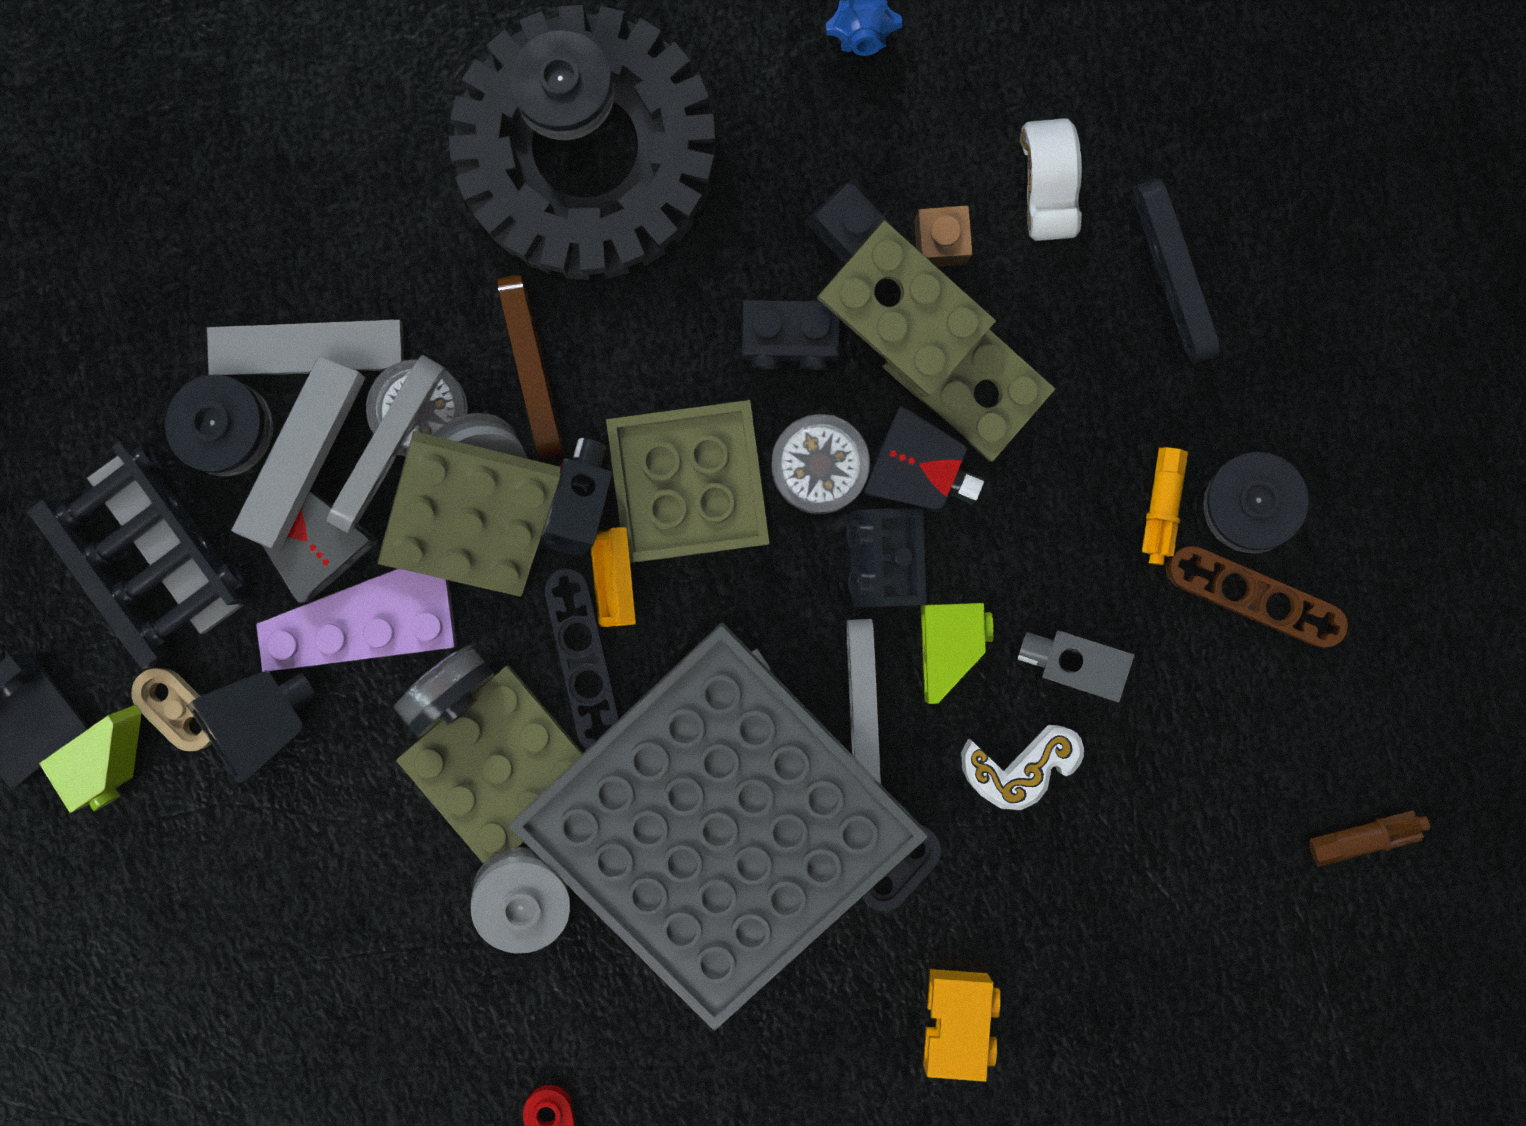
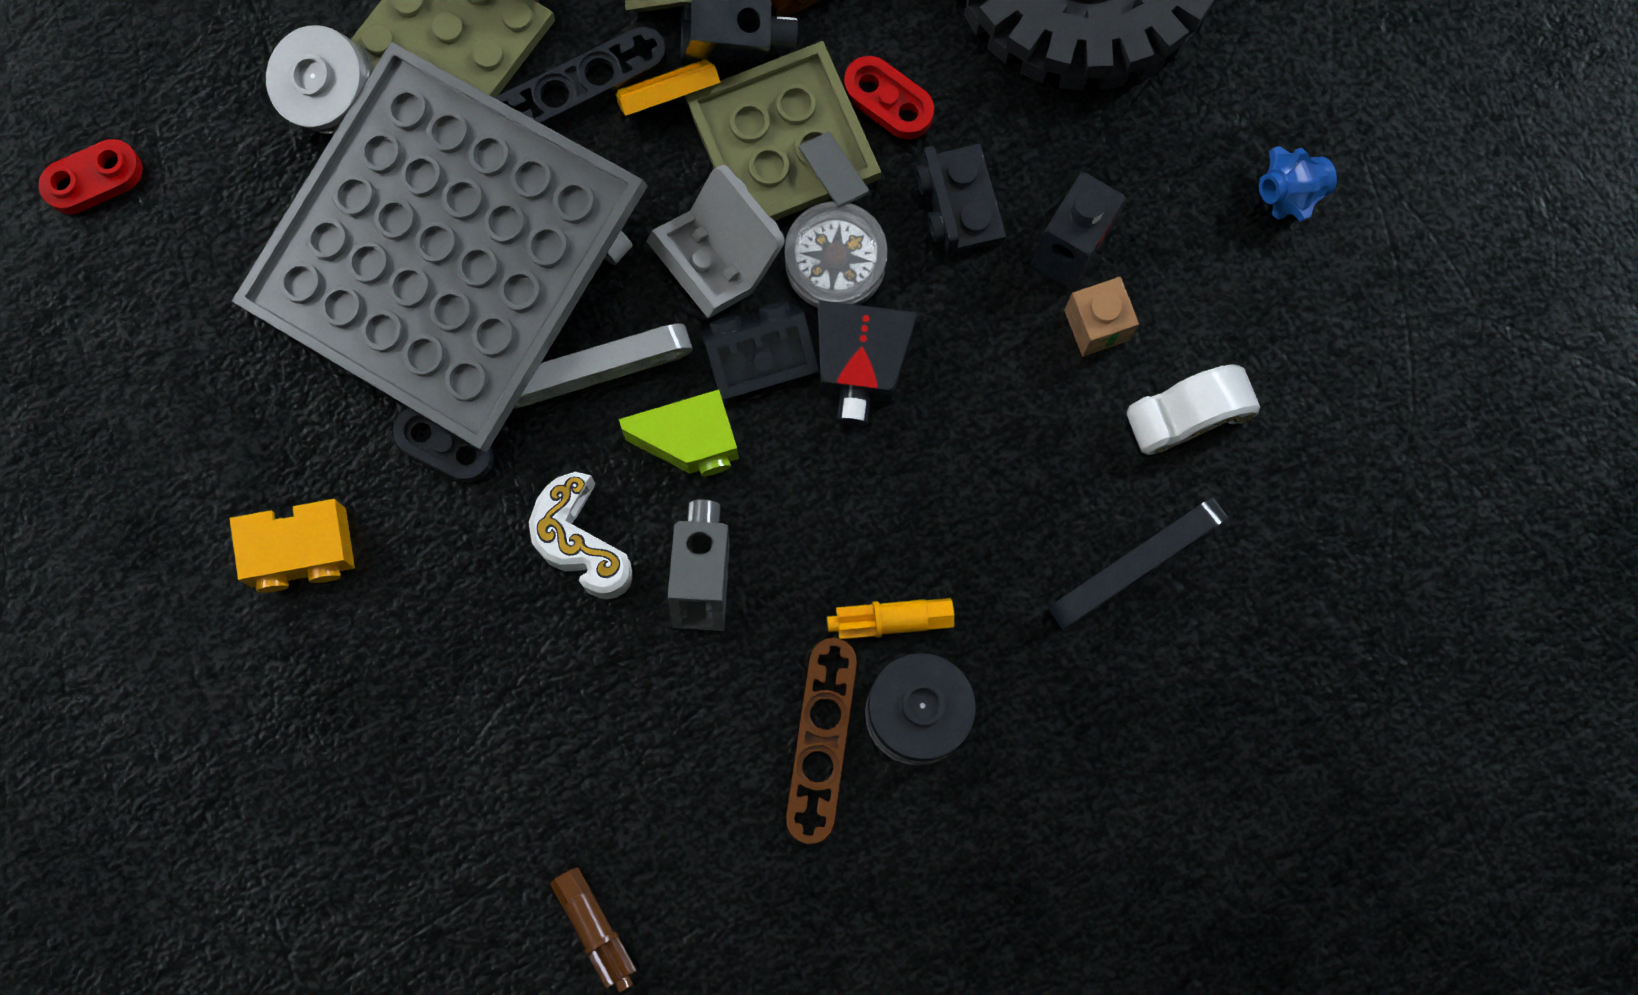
camera: 70 degrees right, 10 degrees down
(673, 370) = (892, 96): none -> red plate
(740, 444) = (833, 169): none -> dark grey window
(783, 570) = (720, 244): none -> light grey bracket
(936, 341) = (990, 329): olive bracket -> none

